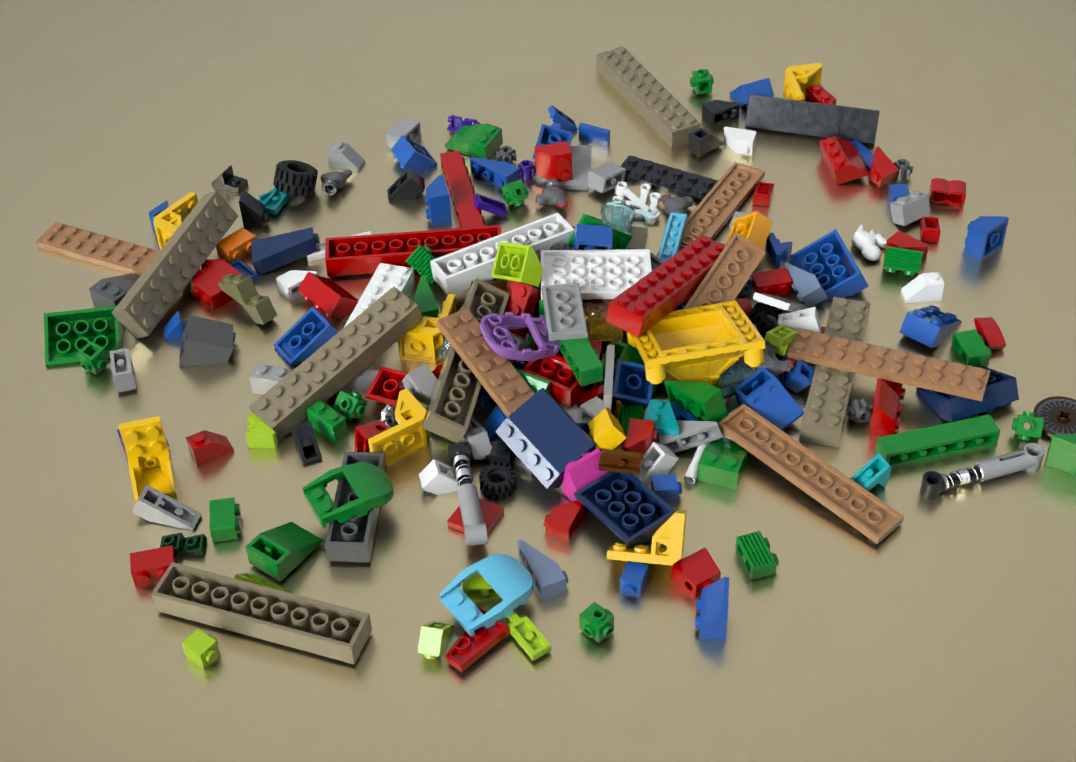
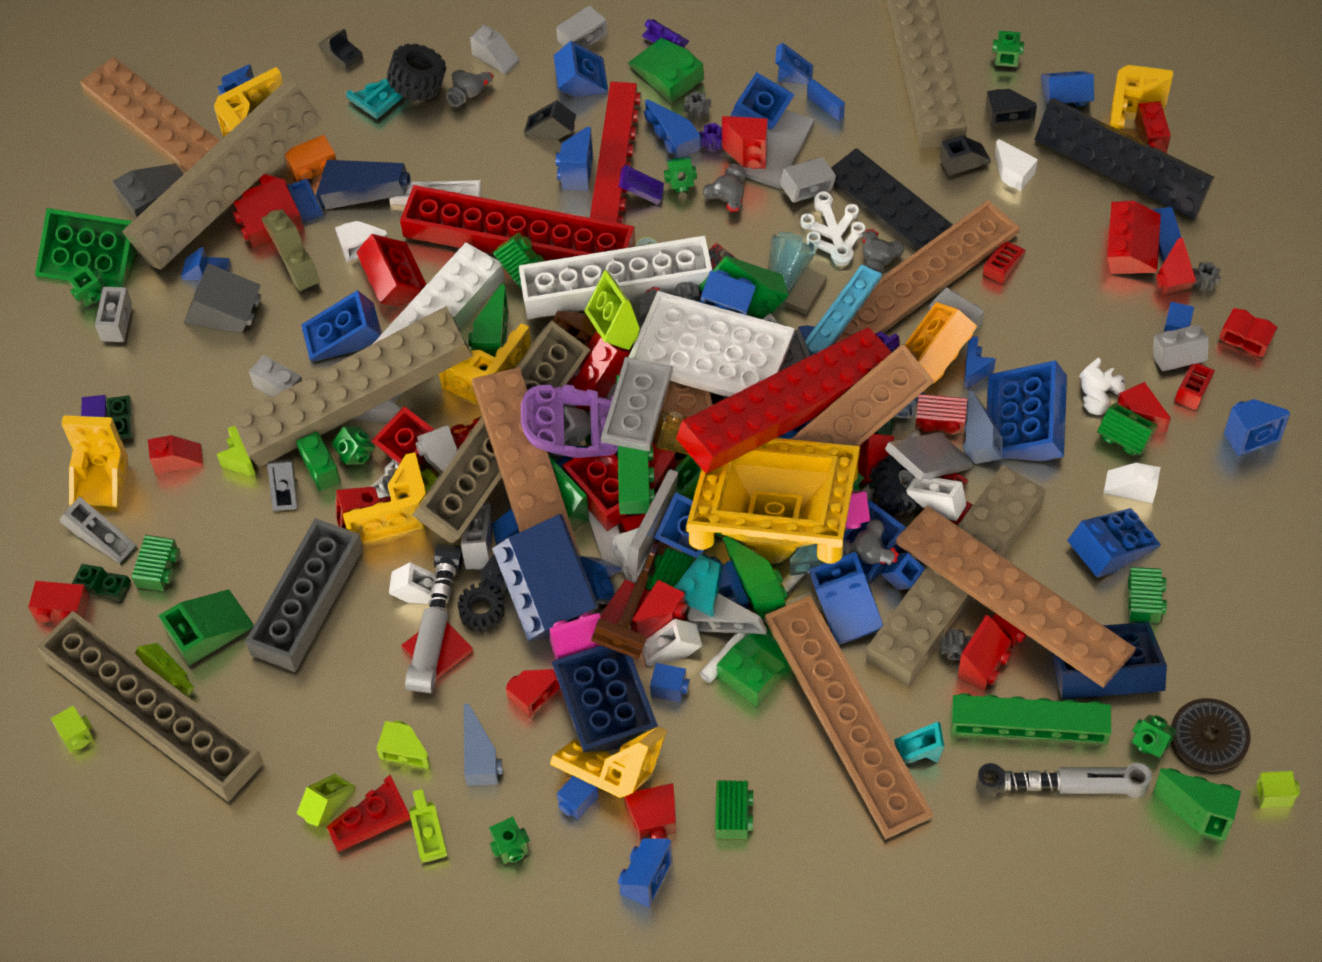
camera: 20 degrees right, 15 degrees up
(252, 212) = (345, 112): black slope -> none
(366, 480) = (321, 578): green slope -> none
(505, 576) = (426, 755): medium azure slope -> none
(606, 430) = (621, 589): yellow brick -> none
(781, 338) = (895, 516): lime slope -> none
(990, 332) = (1183, 577): red slope -> none

